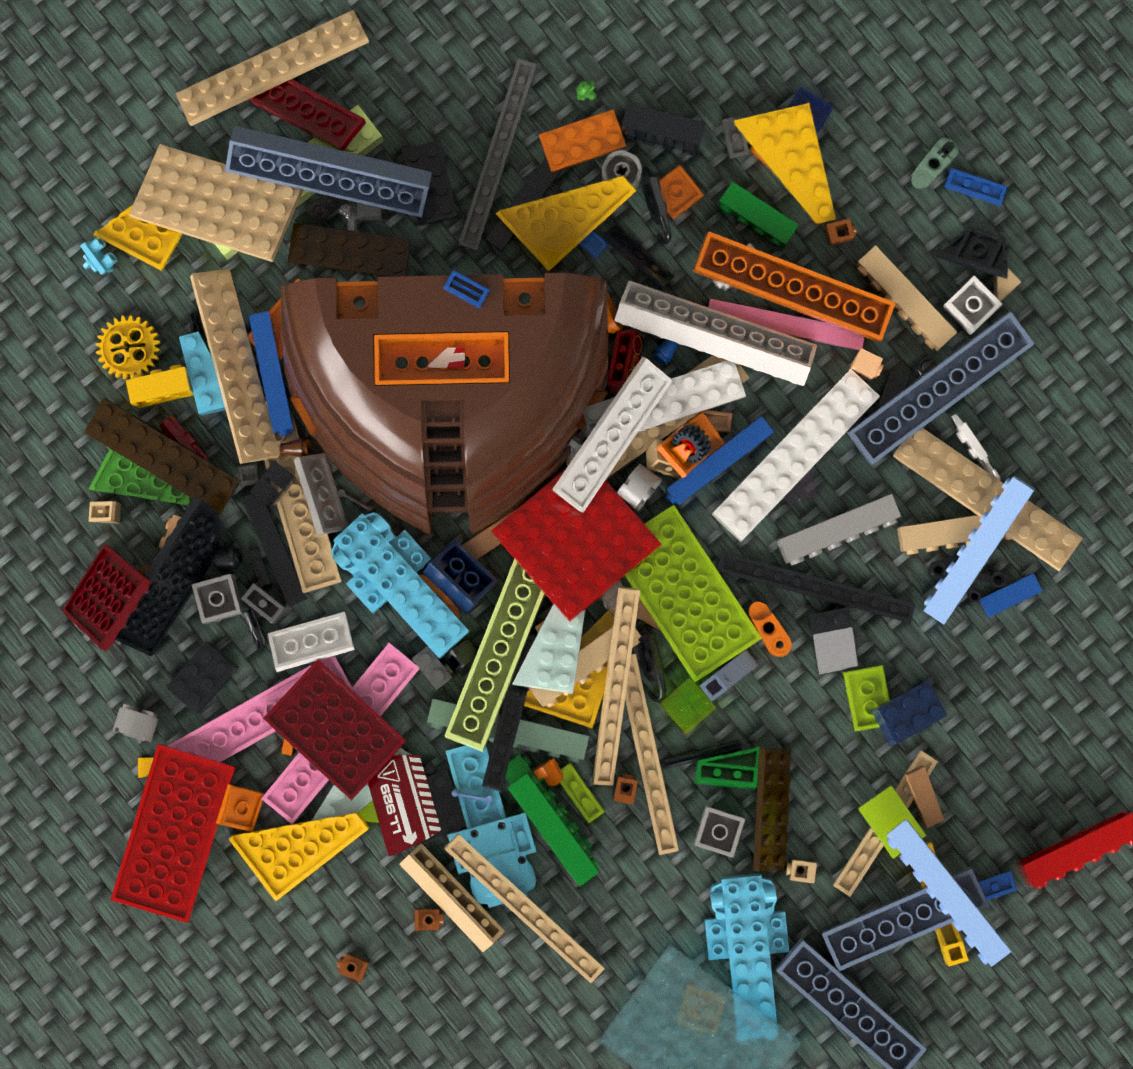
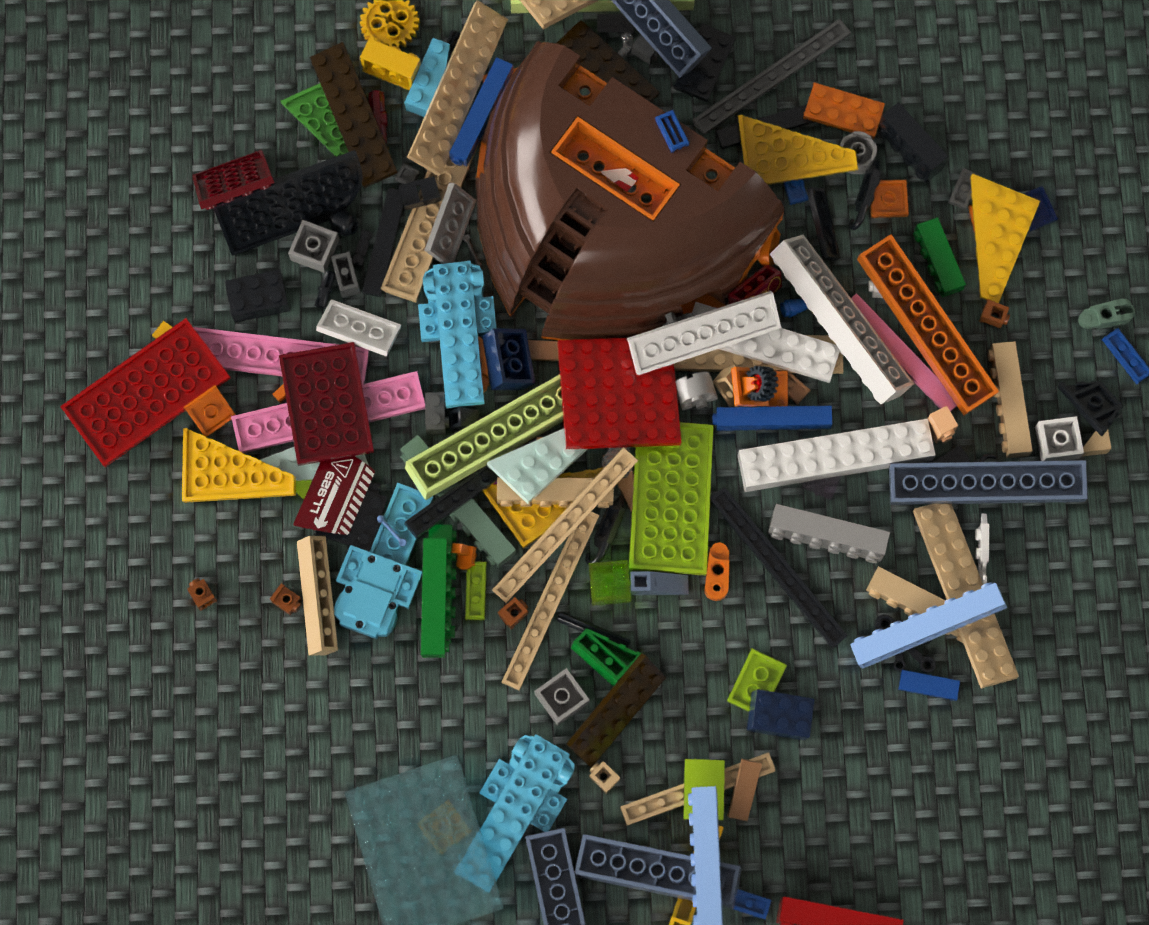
camera: 30 degrees right, 10 degrees down
(105, 512) = (280, 126): tan slope -> none
(135, 724) = (181, 292): light grey brick -> none
(297, 447) = (460, 178): reddish brown cone -> none
(524, 908) = (366, 642): tan plate -> none
(585, 90) = (874, 76): bright green plant -> none
(833, 640) = (761, 617): slope -> none

